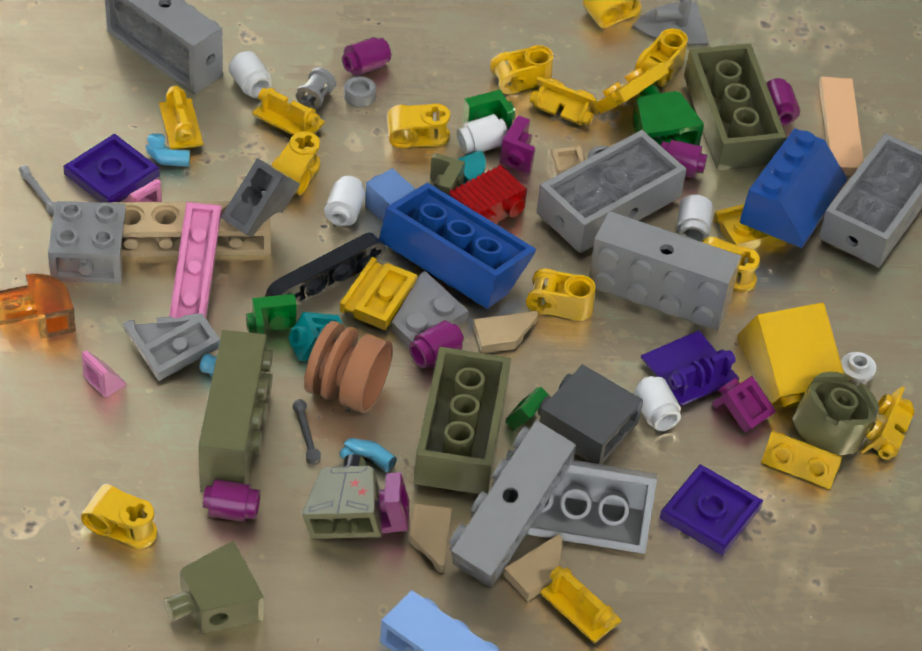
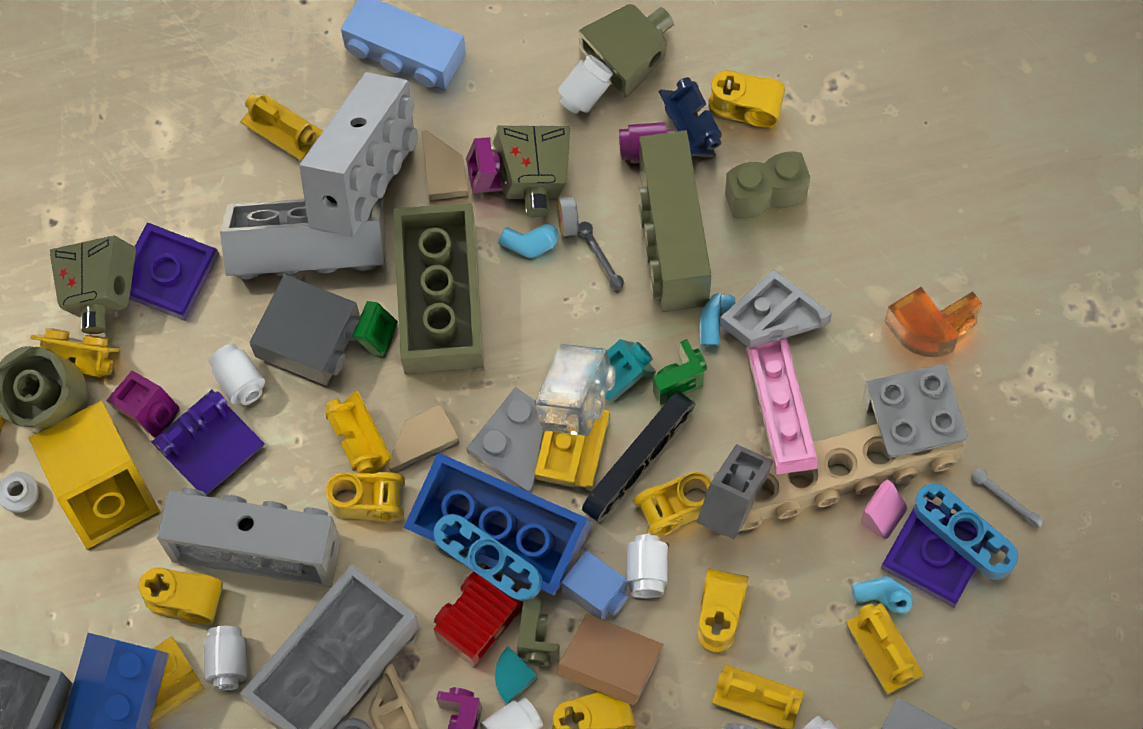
camera: 175 degrees right, 20 degrees up
(86, 175) = (965, 548): none -> dark azure beam
(101, 375) = (831, 260): bright pink slope -> none
(134, 436) = (775, 184): none -> olive brick
(183, 510) = (683, 109): none -> dark blue hinge
(273, 557) = (585, 85): none -> white brick
(303, 235) = (672, 503): none -> yellow piece
(326, 454) = (567, 216): none -> light grey tile
(348, 367) = (572, 307): nougat wheel -> none
(368, 297) = (575, 389): none -> clear brick
(394, 143) = (610, 659): none -> medium nougat tile
(426, 344) = (490, 387): magenta brick -> none
(487, 219) = (456, 549): none -> dark azure beam
(563, 346) = (362, 439): none -> yellow hinge
(782, 498) = (93, 279): none -> olive torso

